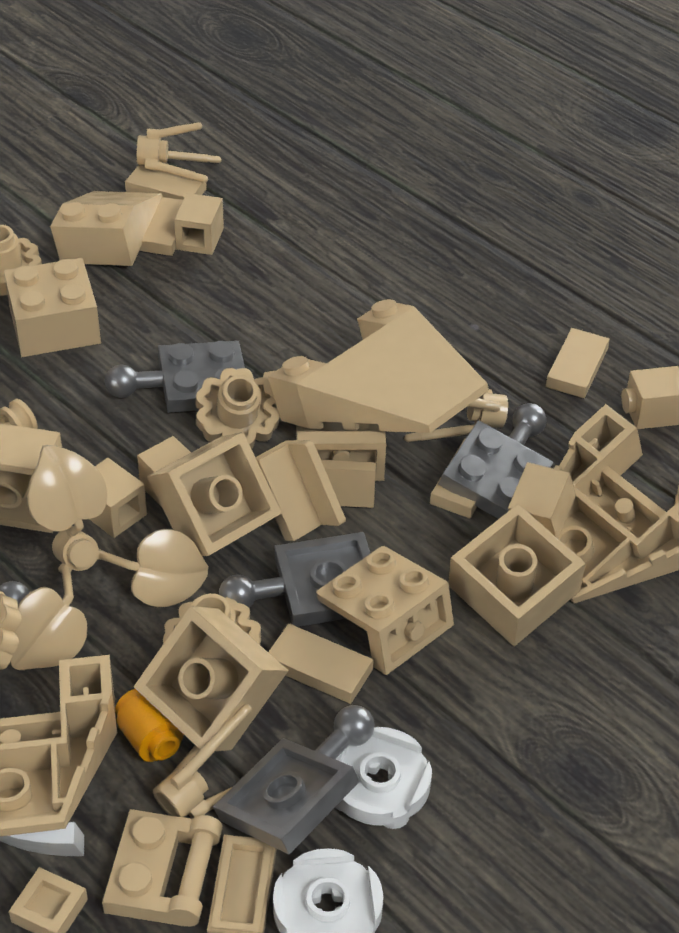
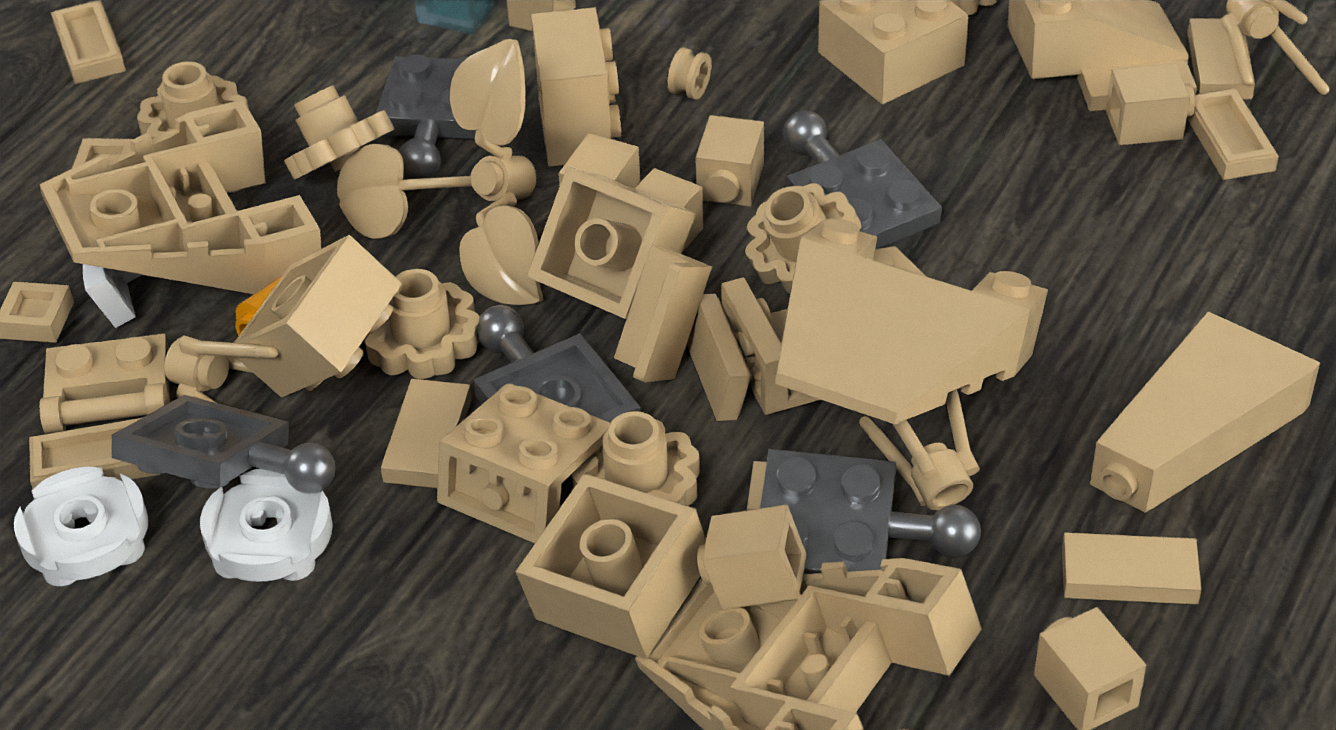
camera: 75 degrees right, 0 degrees up
(131, 423) = (730, 160): none -> tan brick
(244, 206) = (1231, 135): none -> tan tile
(421, 540) = (645, 459): none -> tan plant
(476, 293) = (1200, 410): none -> tan slope

